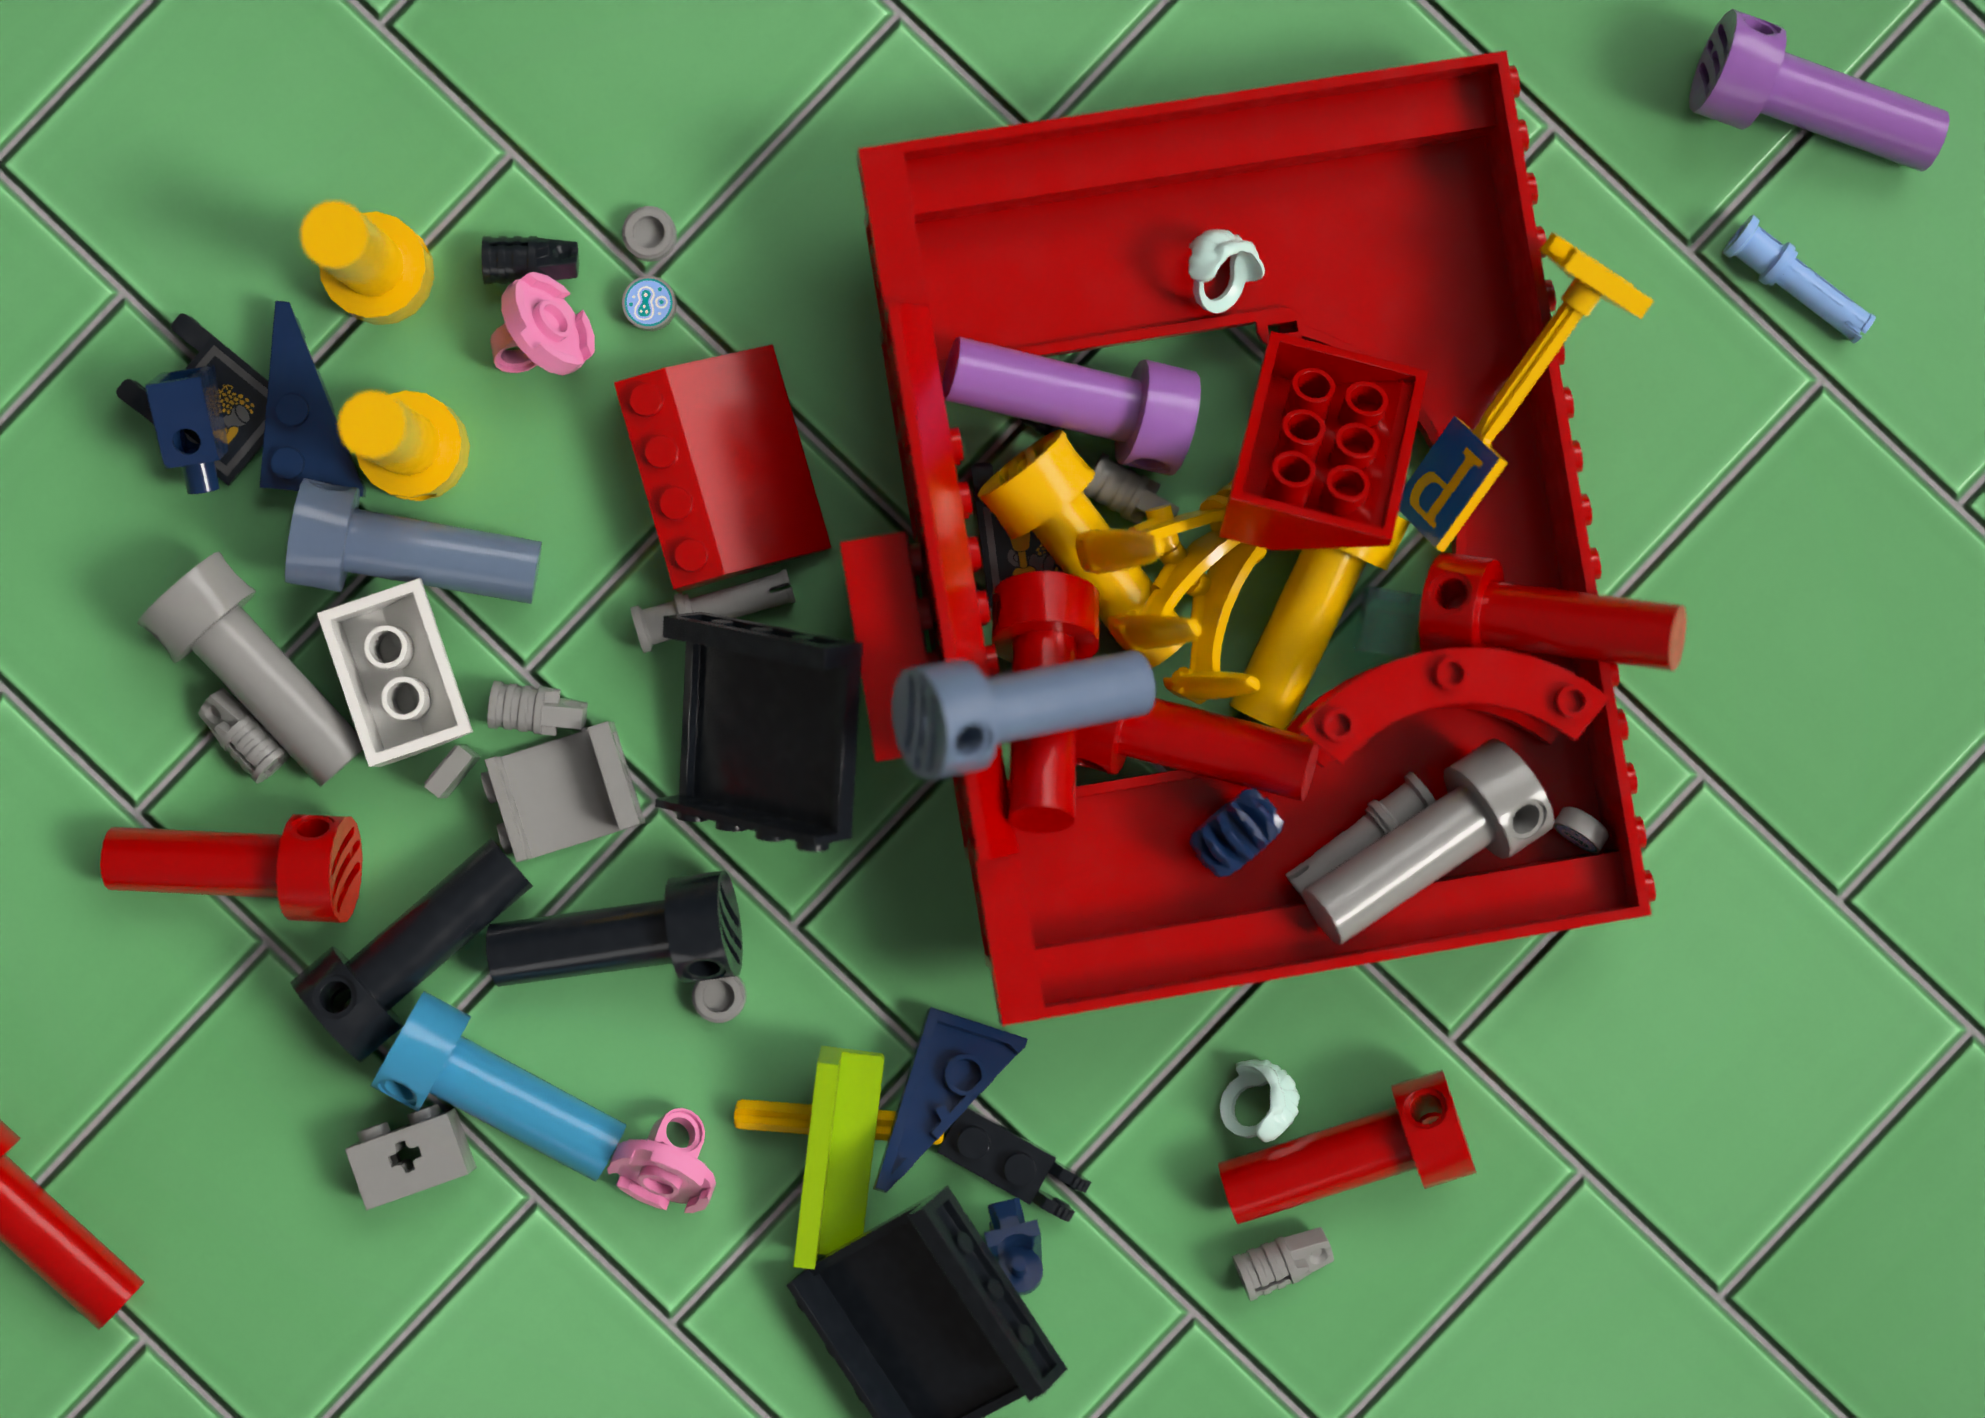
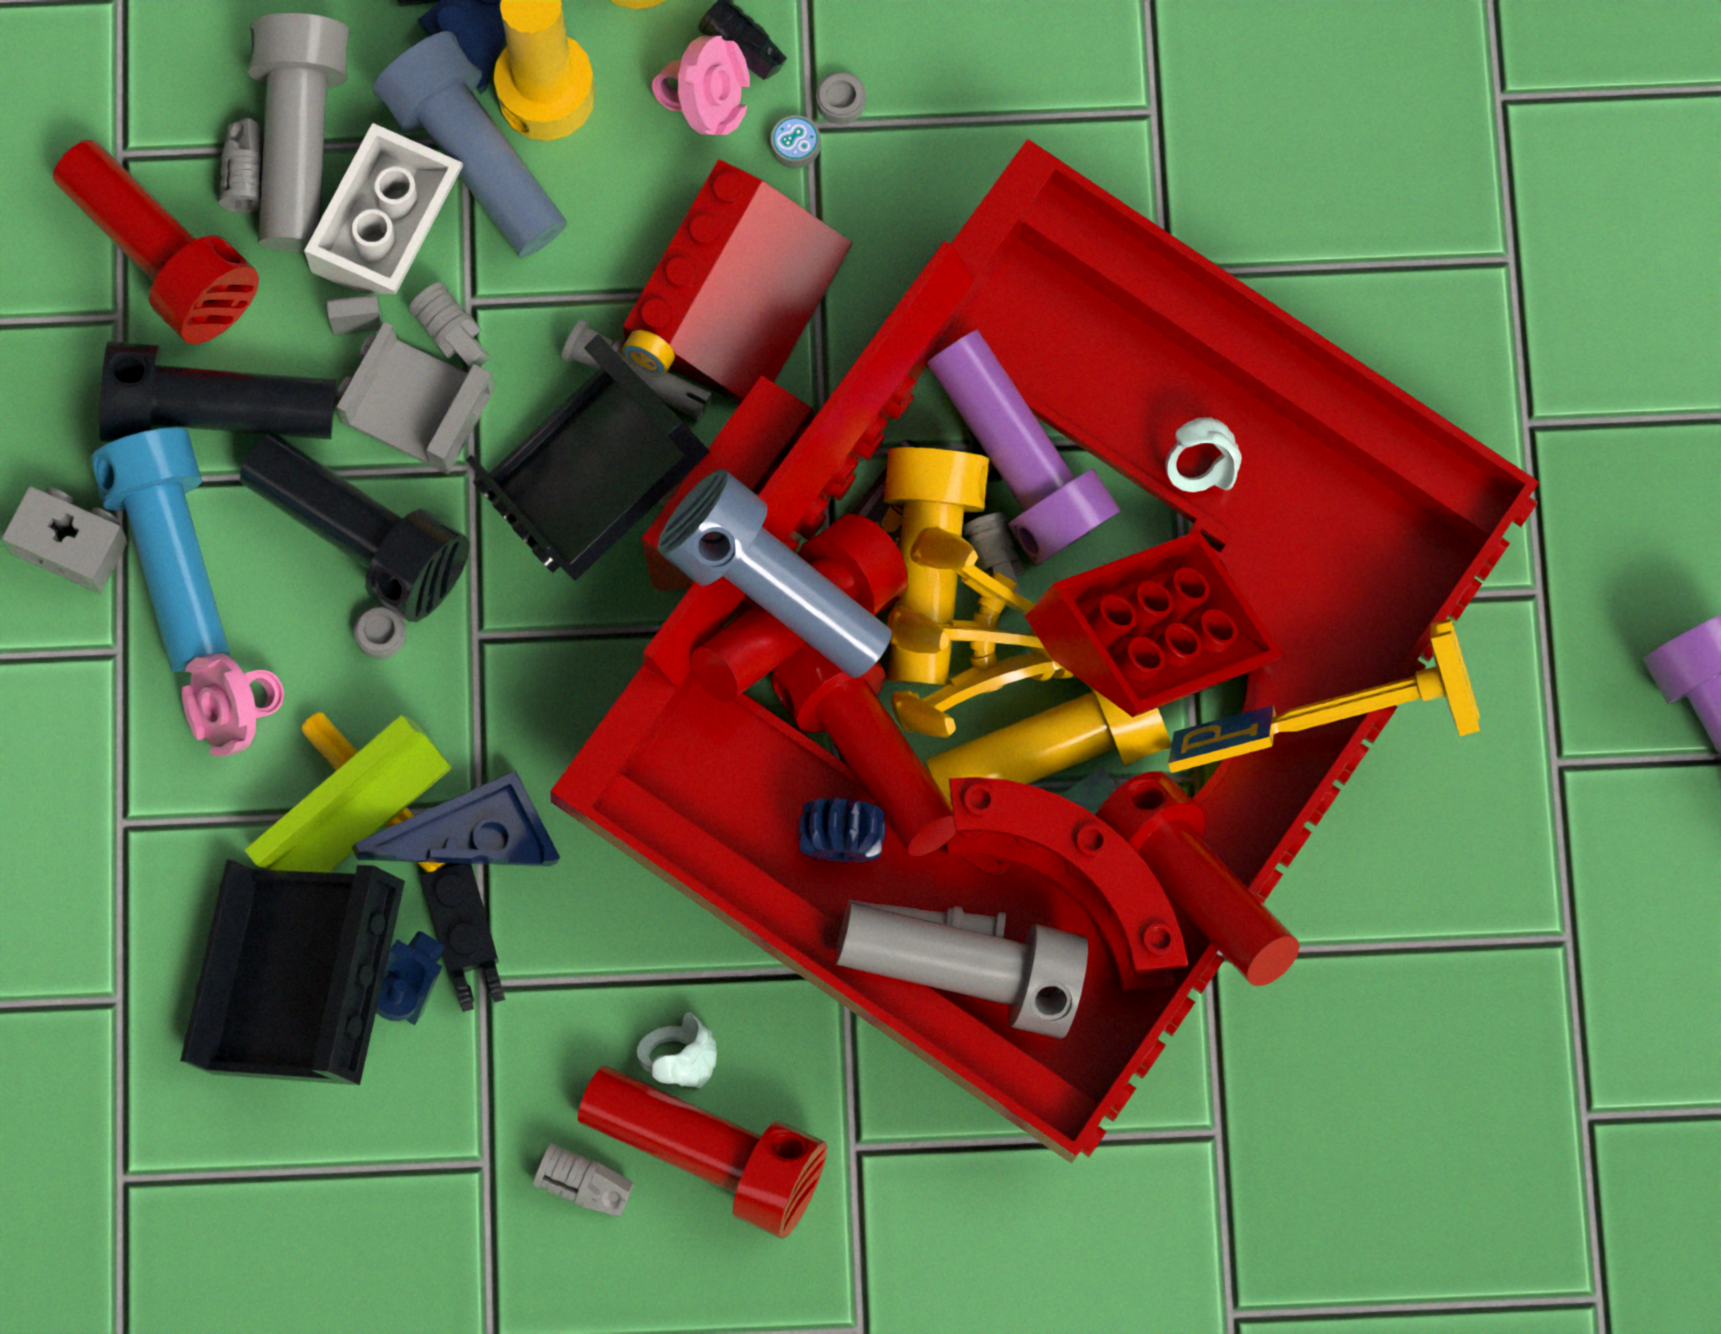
camera: 40 degrees right, 15 degrees down
(713, 590) = (648, 352): none -> yellow tile
(1581, 829) = (1088, 1068): light grey tile -> none
(1779, 265) = (1610, 826): light blue pin -> none

